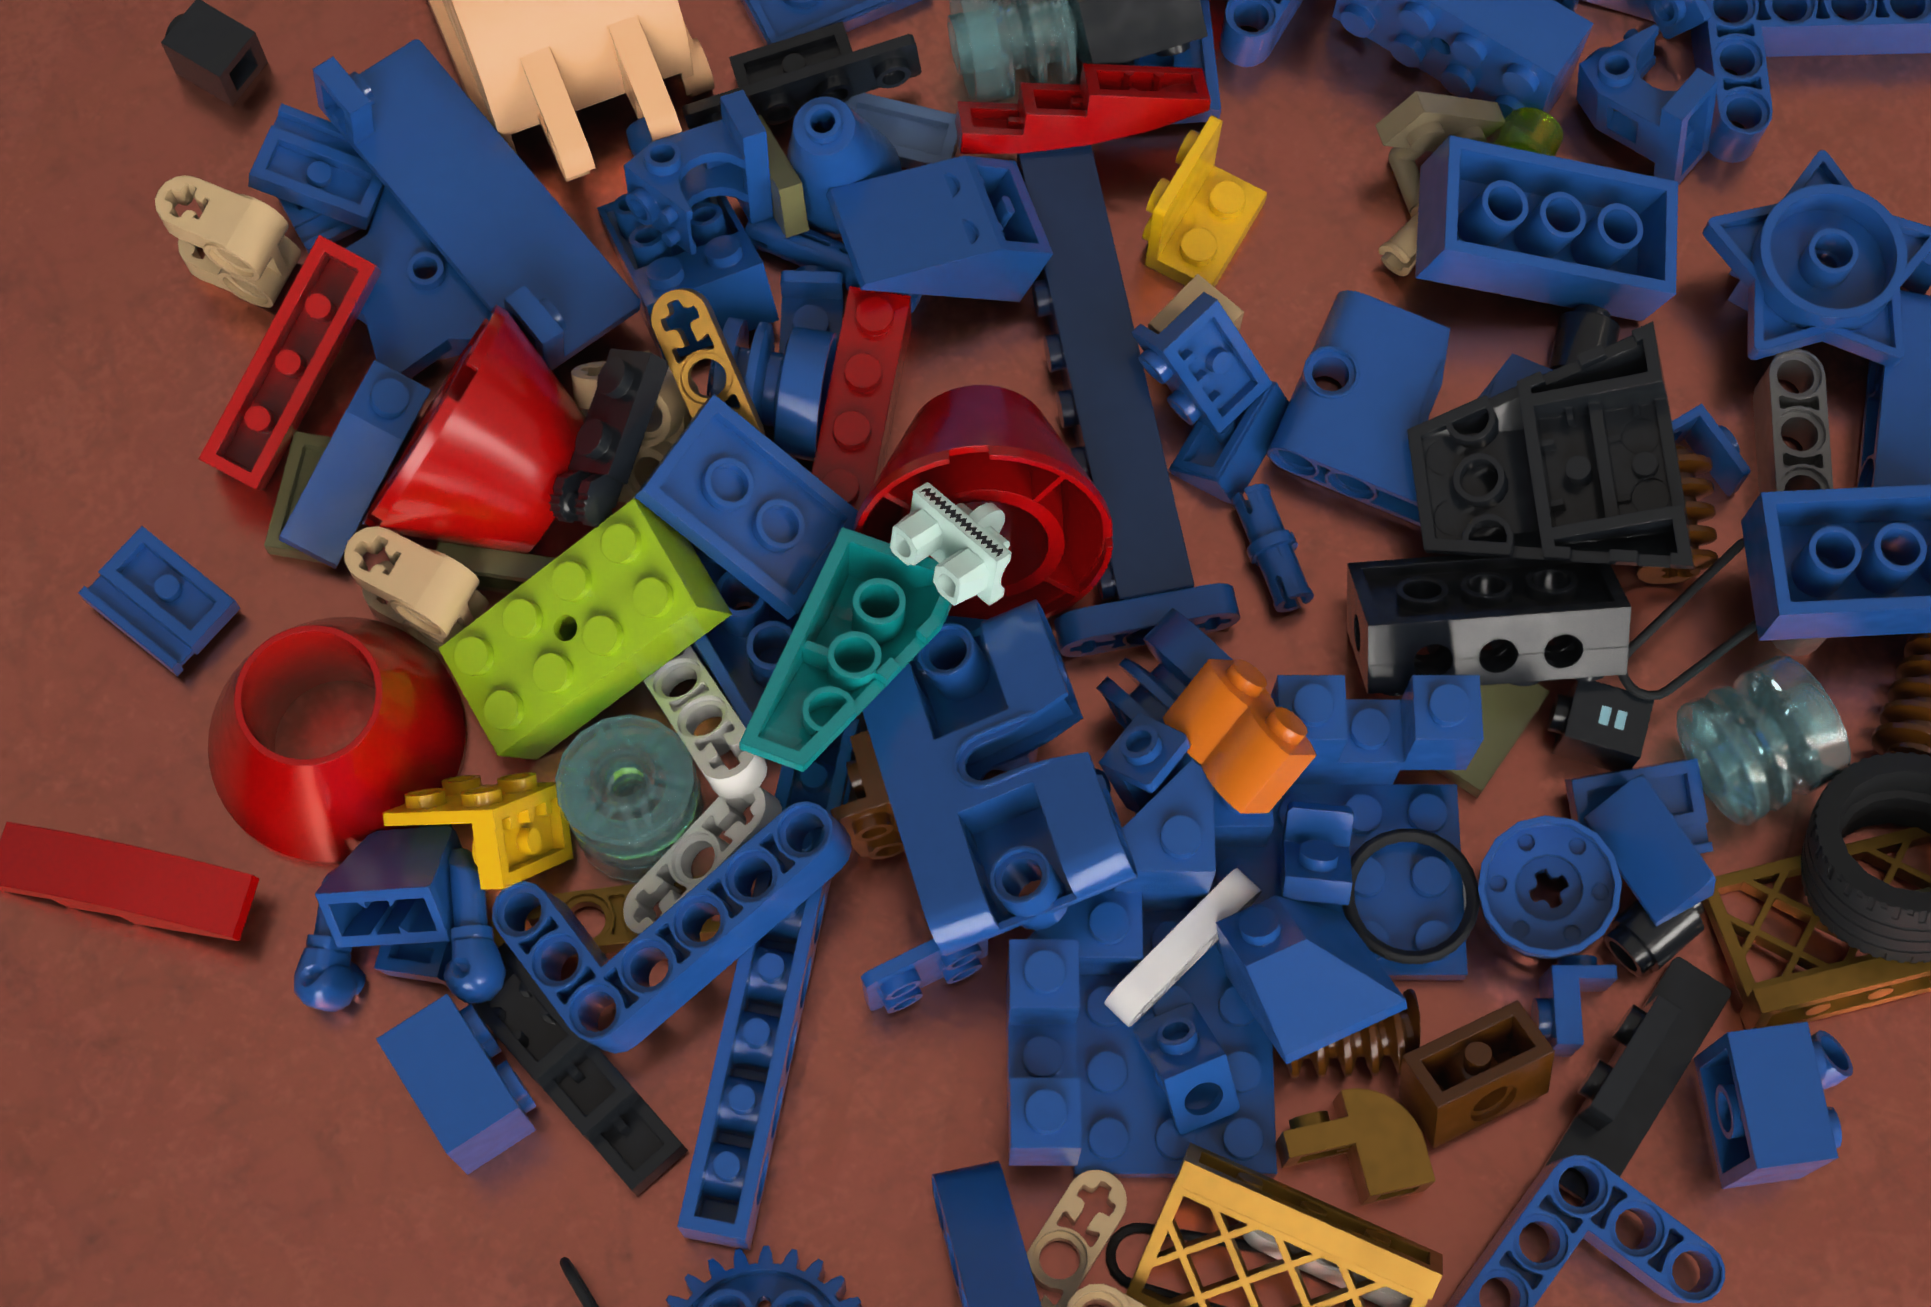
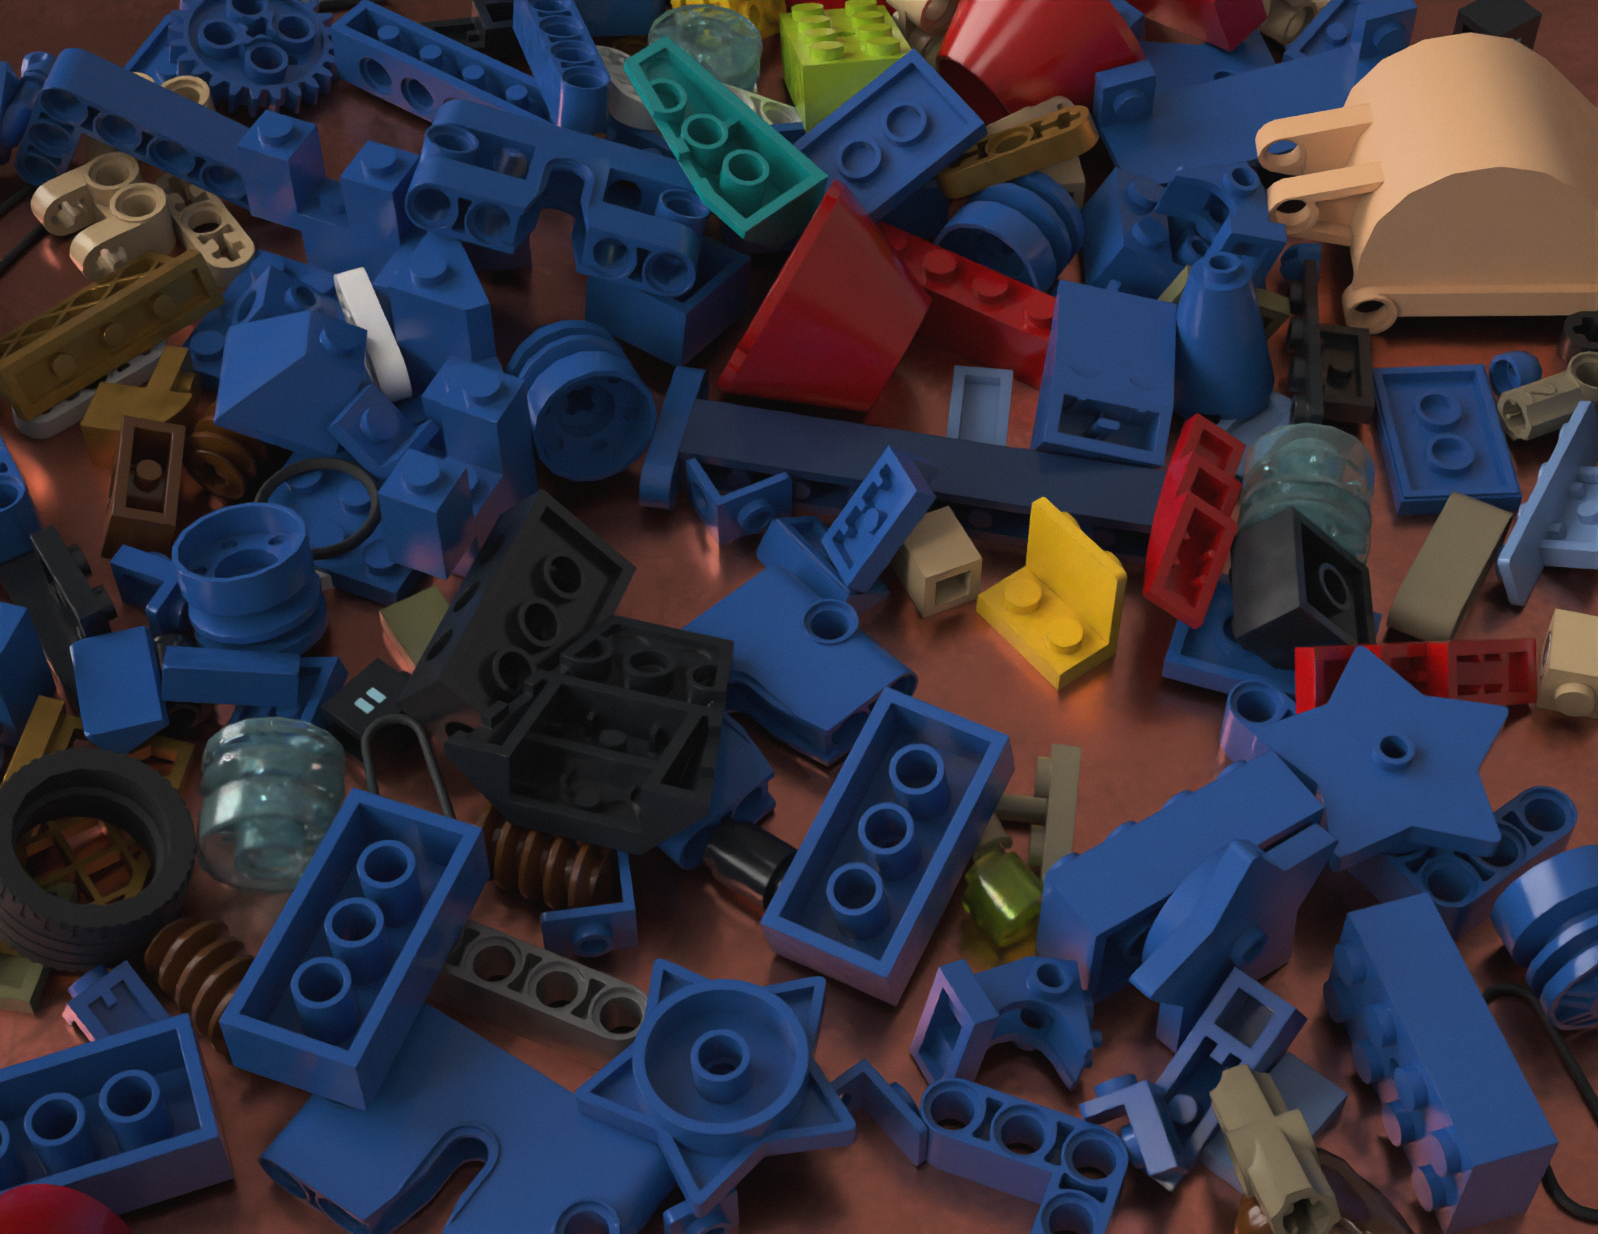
camera: 115 degrees right, 20 degrees down
(609, 437) = (982, 68): black hinge -> none
(960, 540) = (762, 215): light aqua hips -> none
(999, 358) = (980, 404): none -> medium blue tile
(1144, 760) = (516, 295): blue bracket -> none
(1215, 515) = (740, 511): none -> blue bracket
(1240, 735) = (474, 332): orange brick -> none
(1272, 548) = (692, 548): blue pin -> none
(1711, 949) = (119, 688): none -> blue slope
(1749, 193) = (887, 1104): none -> blue bracket

